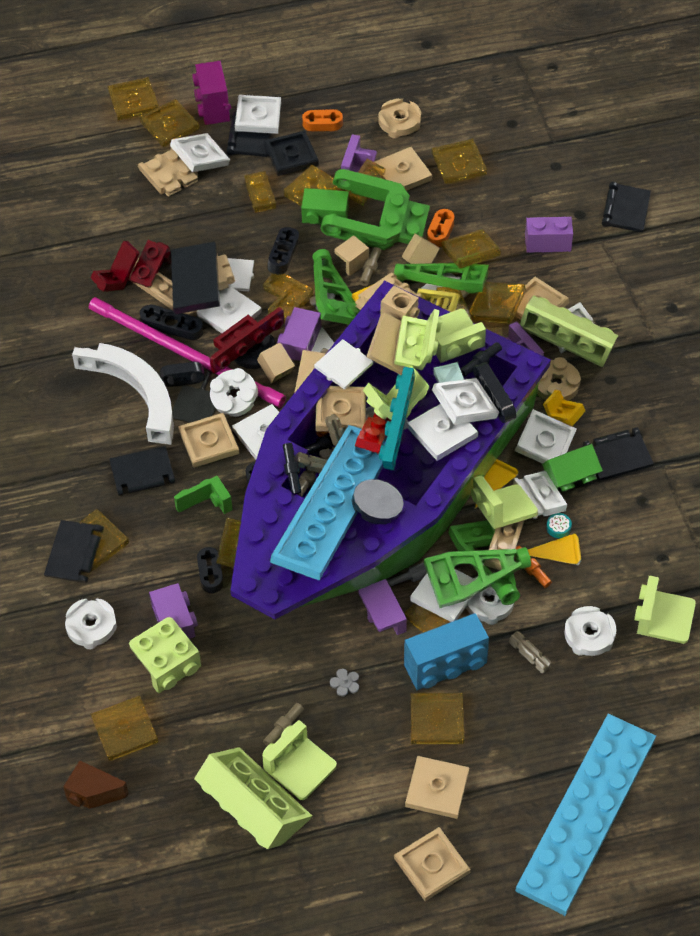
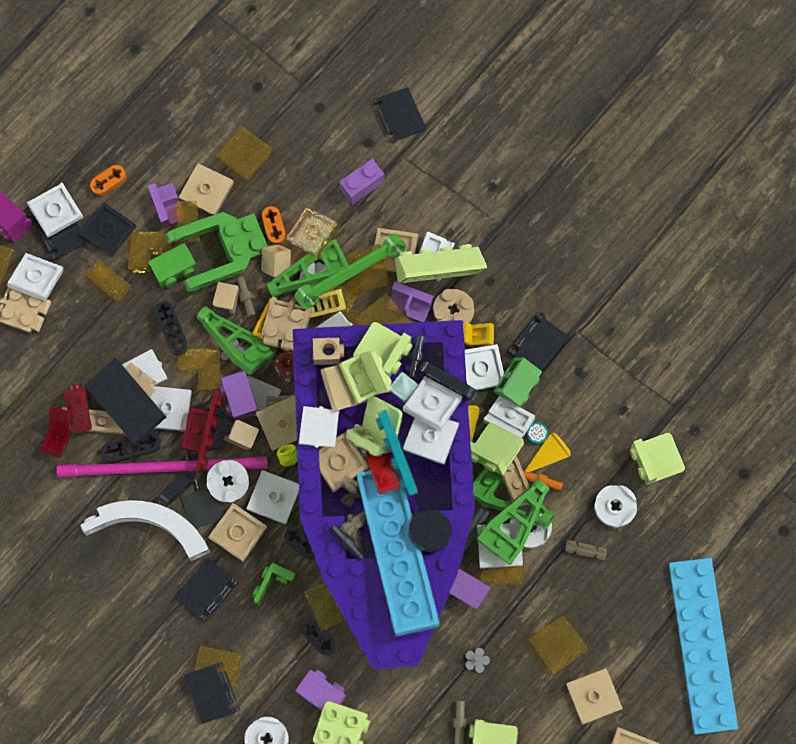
camera: 35 degrees left, 20 degrees up
(321, 443) = (334, 498): black bar -> none
(399, 127) = (166, 129): tan plate -> none
(446, 651) = (536, 595): dark azure brick -> none
(477, 286) = (308, 296): none -> bright green piece

